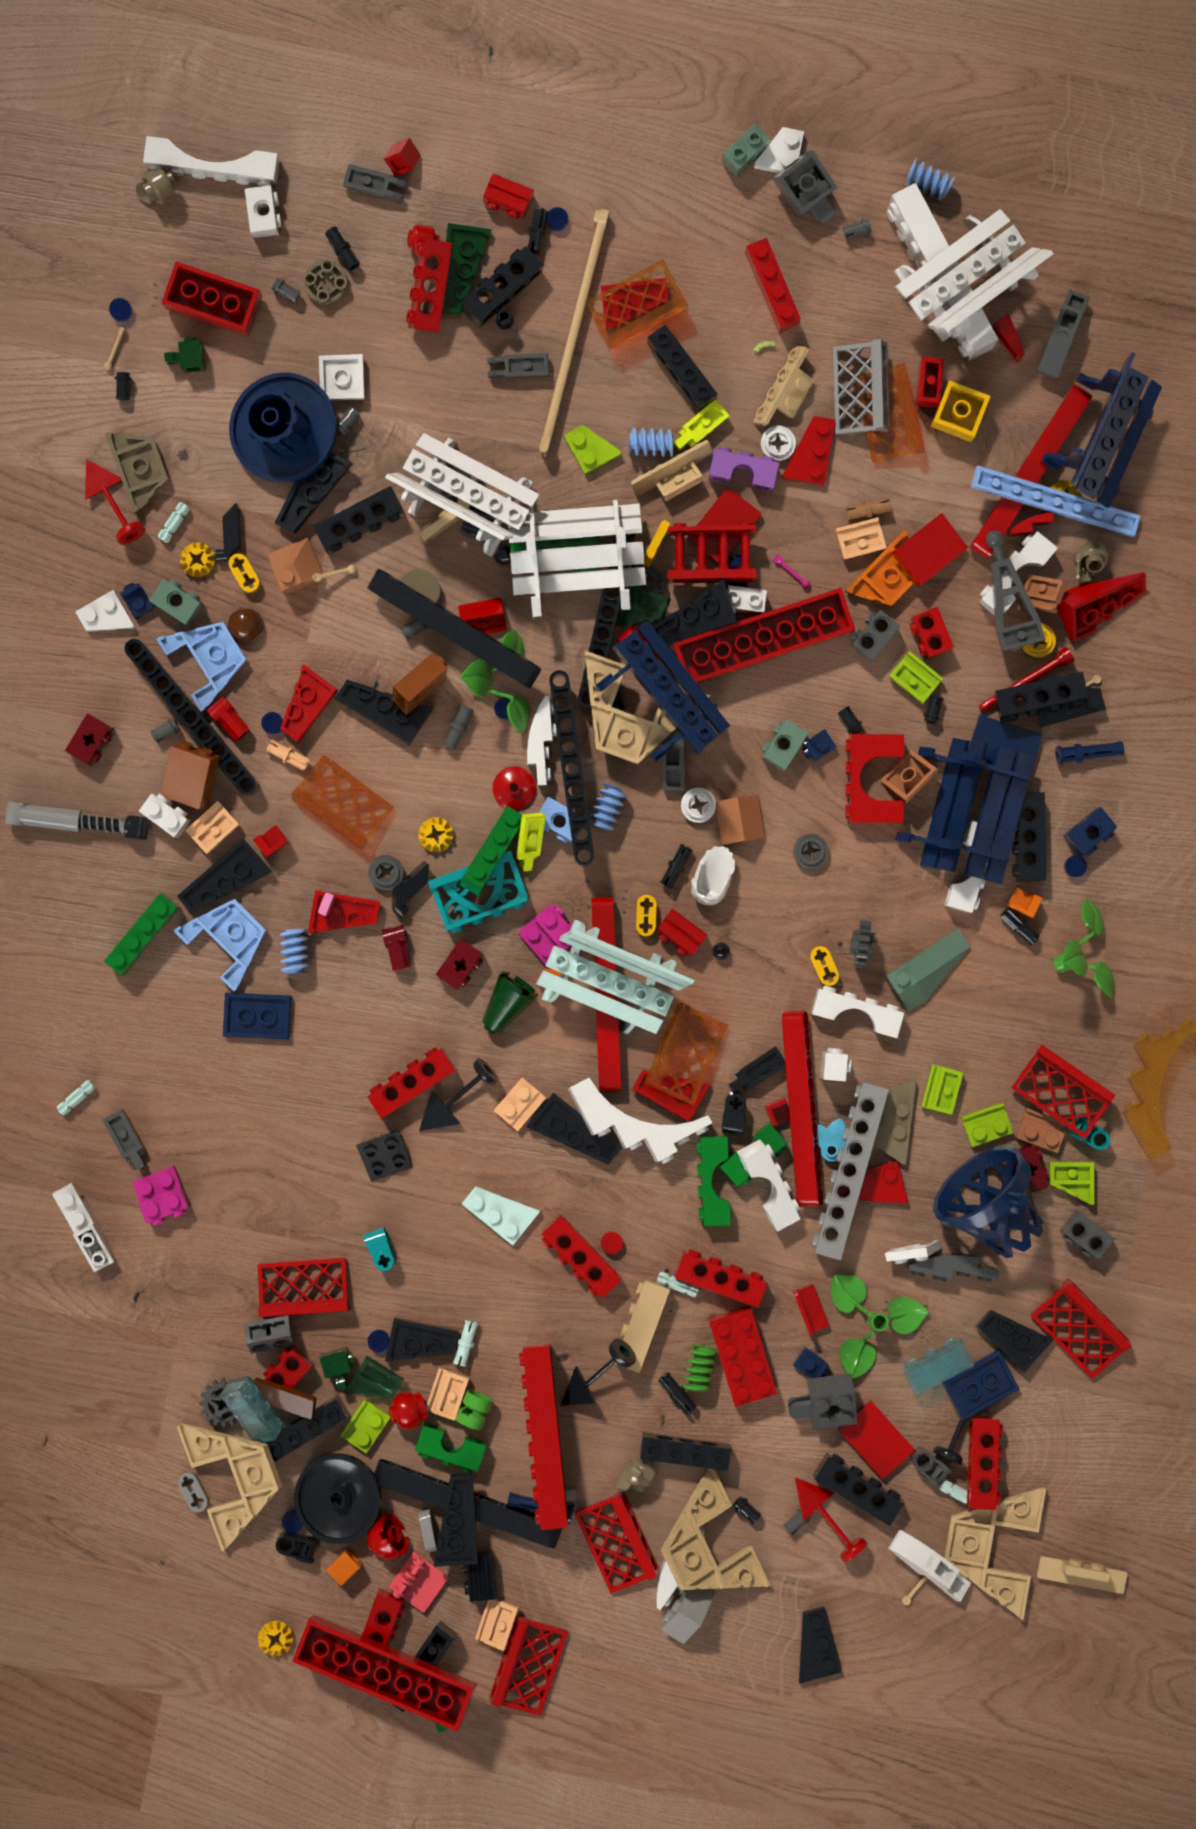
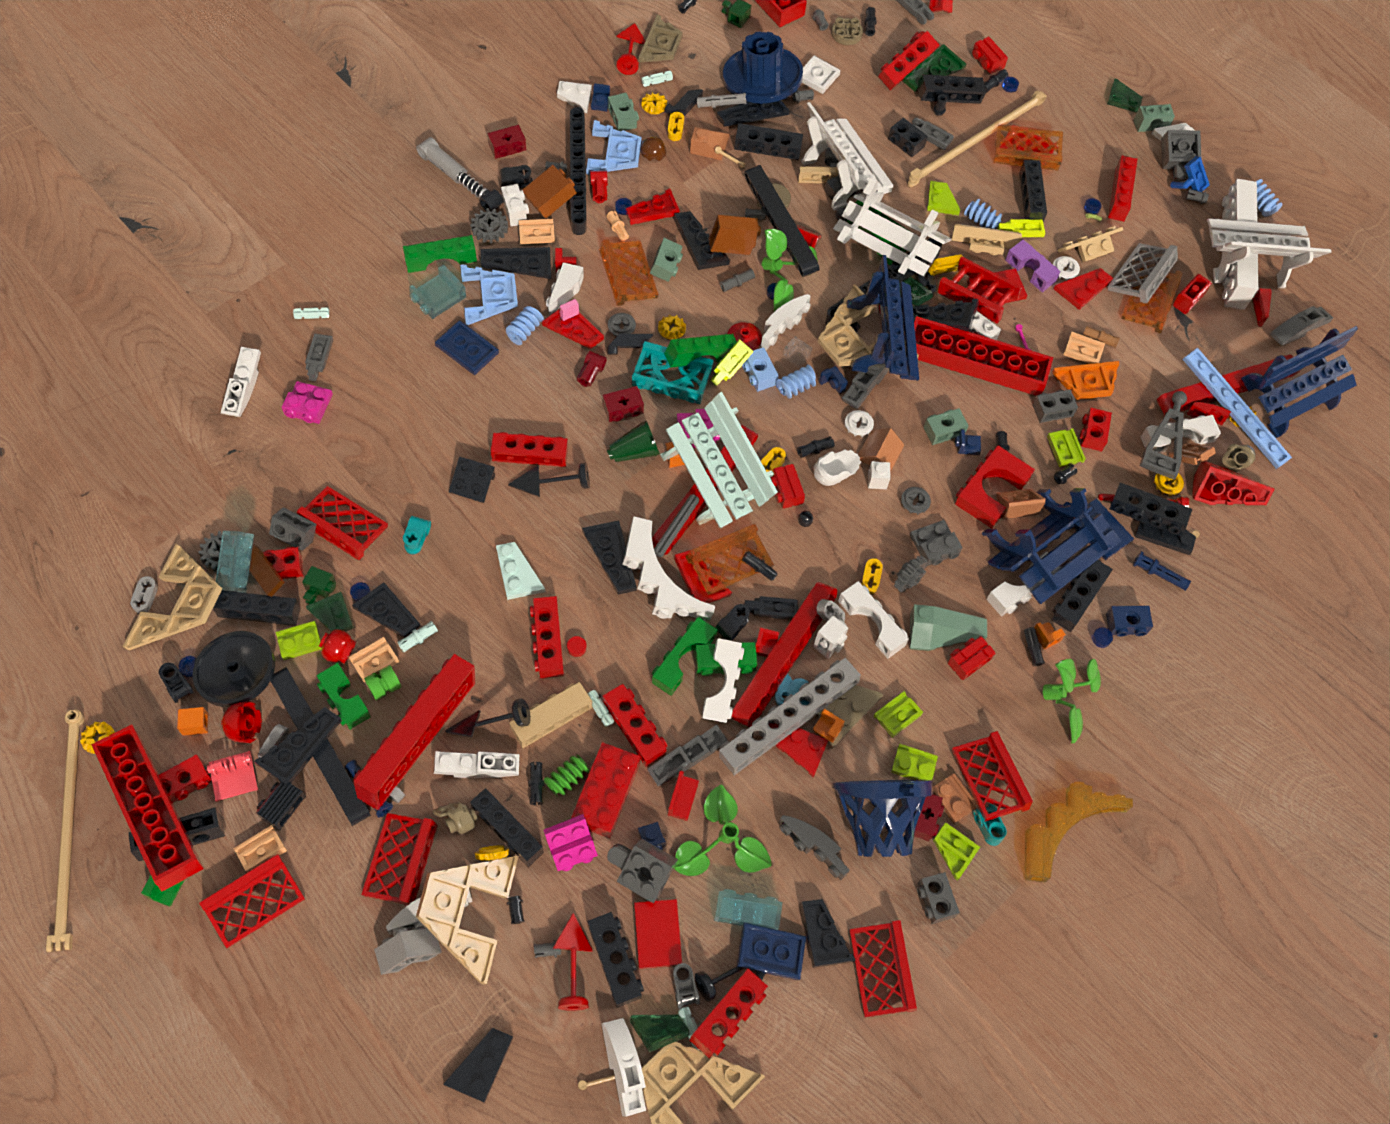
camera: 30 degrees right, 25 degrees down
(133, 782) = (515, 175): none -> black piece
(153, 867) = (481, 228): none -> dark grey gear
(178, 979) = (438, 293): none -> clear light blue panel
(265, 504) = (721, 100): none -> light grey pin
(296, 869) = (567, 285): none -> white slope
(326, 1729) = (66, 836): none -> tan hinge
(371, 774) = (666, 260): none -> sand green brick
(501, 388) = (907, 137): none -> black brick
(520, 1104) = (589, 514): light nougat plate -> none
(567, 758) = (791, 340): black beam -> none
(613, 1062) = (676, 525): none -> dark grey axle
(615, 1418) = (476, 765): none -> white slope
(643, 774) = (835, 378): none -> dark blue bracket
(692, 137) = (1124, 97): none -> clear green wing
(694, 1475) = (491, 852): none -> yellow gear
(717, 1041) = (759, 565): none -> black axle
(751, 1427) = (570, 843): none -> dark pink plate
(754, 332) = (1092, 206): none -> clear blue tile
(759, 853) = (879, 475): none -> white brick
(787, 1269) = (687, 756): none -> dark grey slope
(816, 1039) = (828, 608): none -> light grey beam
(843, 208) = (1196, 175): none -> blue plate
(860, 884) = (936, 542): none -> dark grey plate
(891, 1152) = (828, 726): none -> orange panel
(917, 1251) = (793, 809): white wing -> none
(930, 549) = (1128, 381): red tile -> none
(936, 1516) = (659, 1030): none -> clear green wing
(960, 411) = (1202, 320): yellow brick -> none
(970, 983) = (971, 657): none -> red brick

